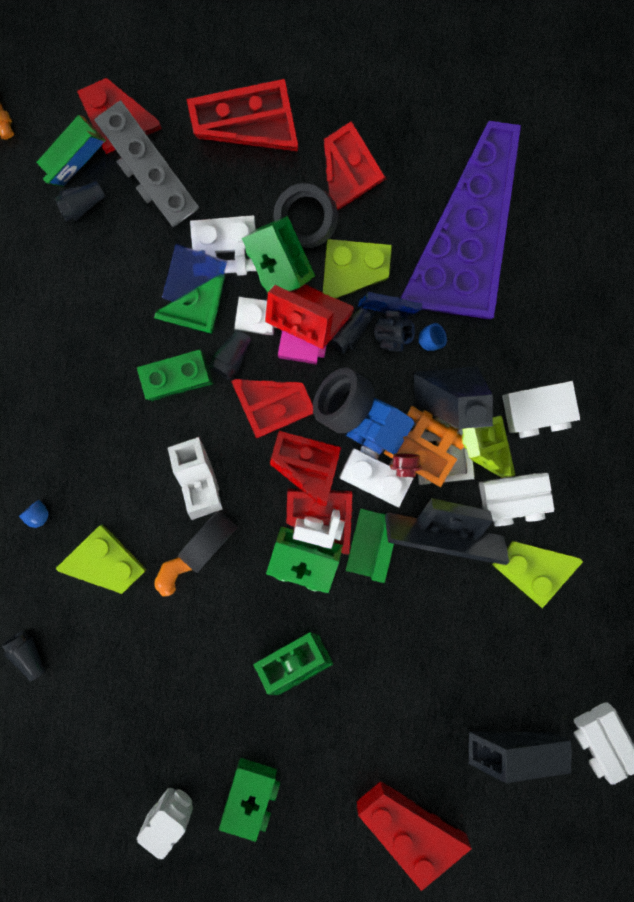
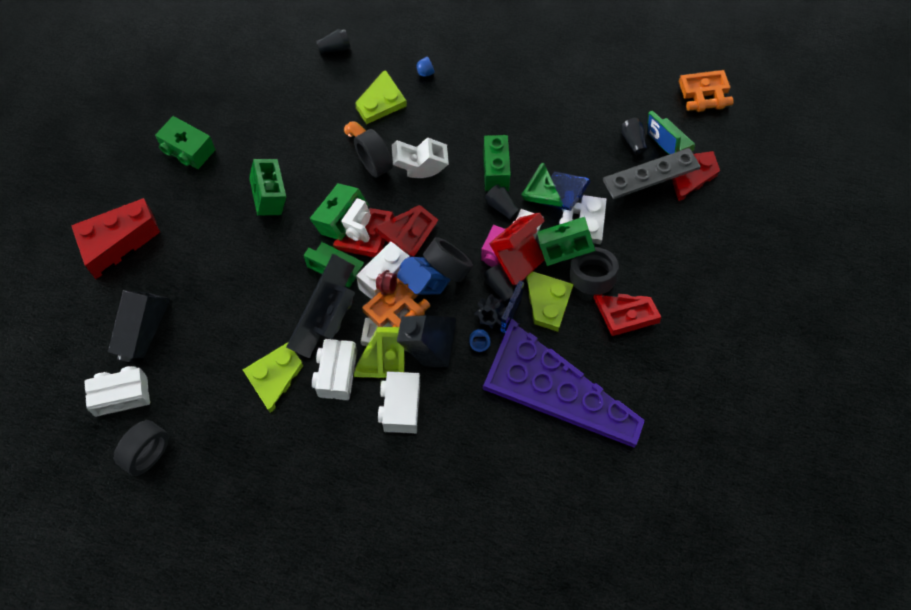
camera: 105 degrees right, 25 degrees down
(165, 822) = (192, 87): white brick -> none
(246, 116) = (676, 249): red wedge -> none
(272, 403) = (459, 219): red wing -> none

